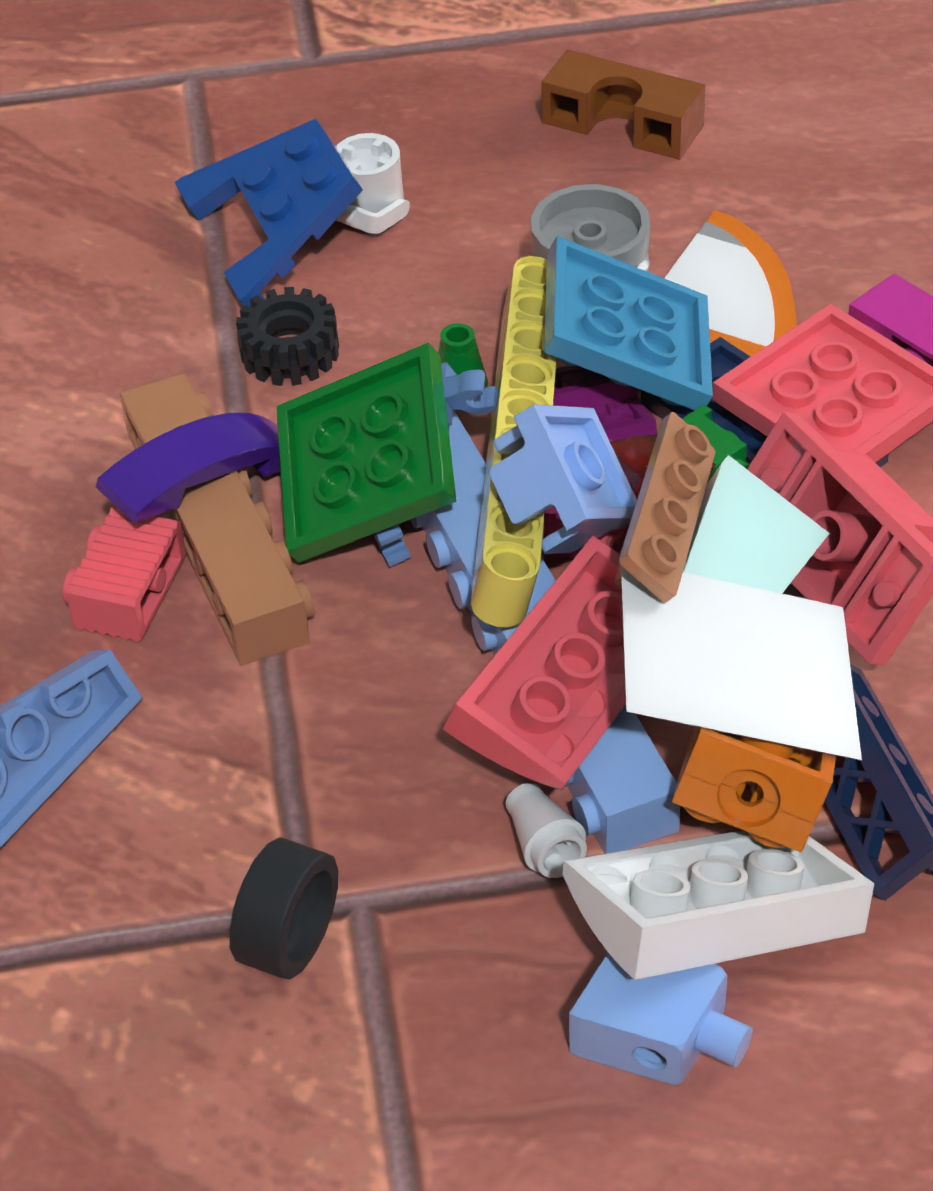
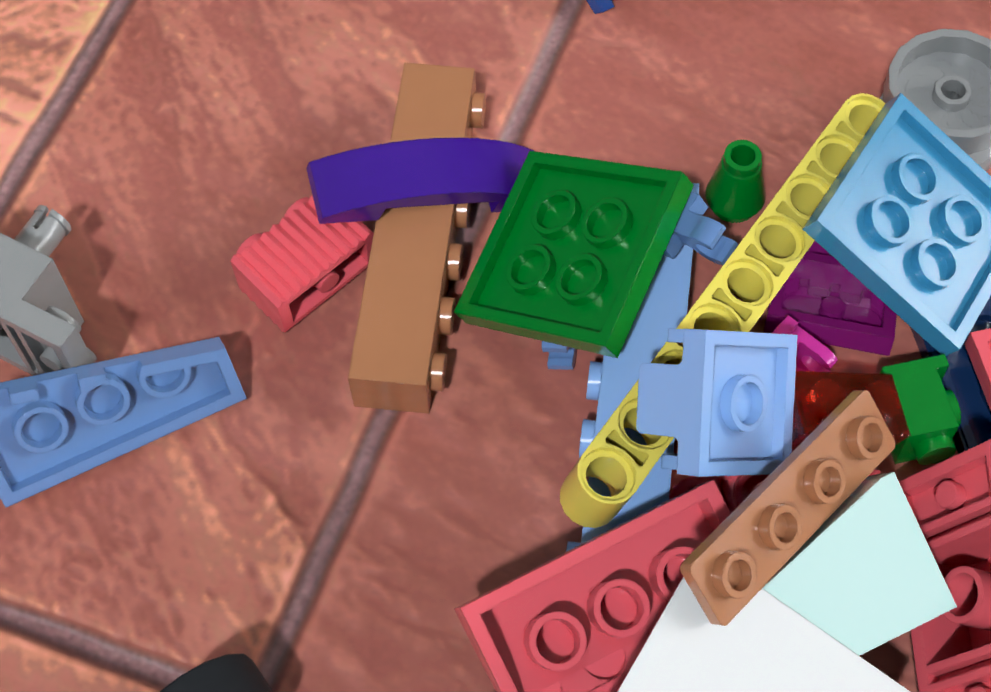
camera: 30 degrees right, 15 degrees up
(294, 356) = (605, 89): black tyre -> none

